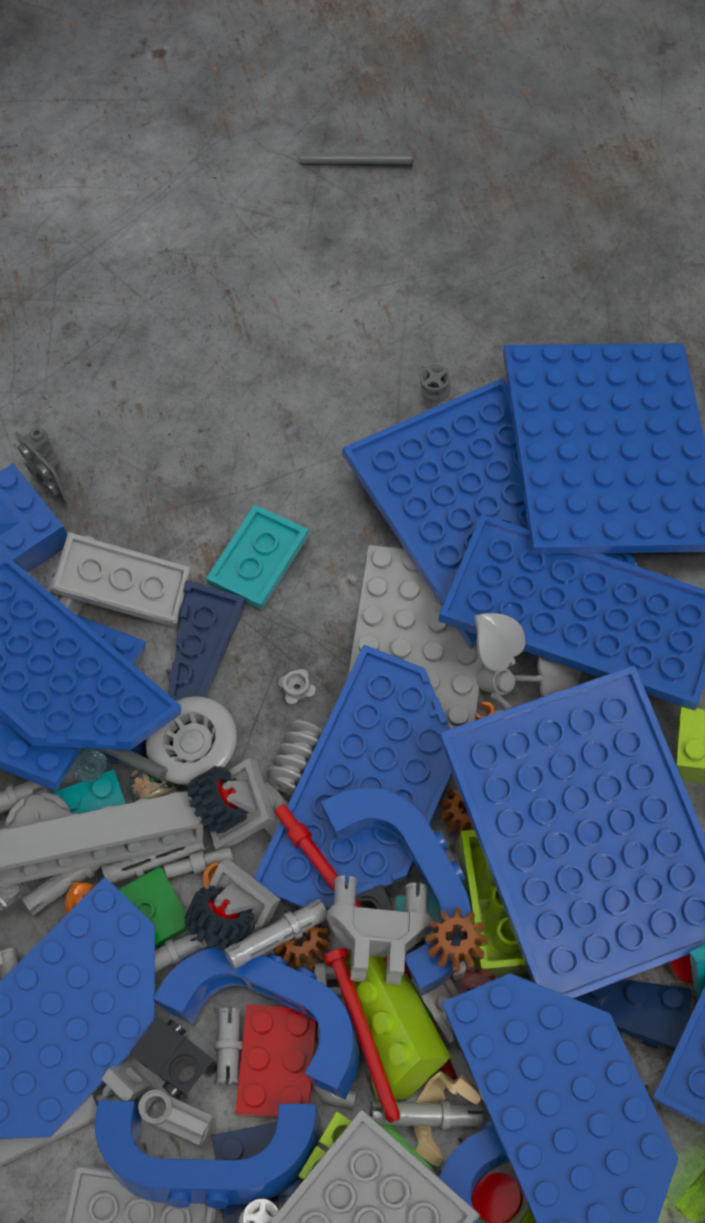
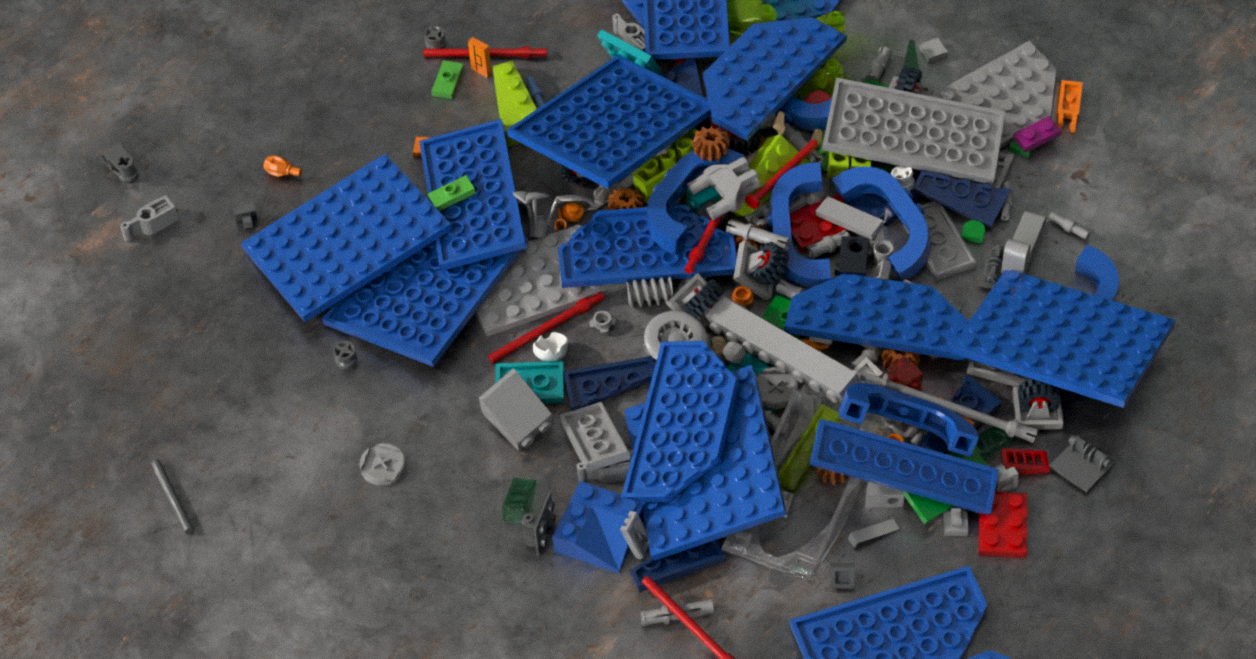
camera: 125 degrees left, 10 degrees down
(98, 452) = (510, 510): none -> clear green slope
(120, 796) = (734, 352): none -> light grey tile
(211, 506) = (515, 410): none -> light grey slope
(237, 1092) = (849, 218): none -> light grey tile
(257, 363) = (382, 464): none -> light grey tile
(289, 598) = (552, 348): none -> white hair
(336, 674) = (582, 306): none -> red bar
(593, 578) = (452, 193): none -> bright green plate

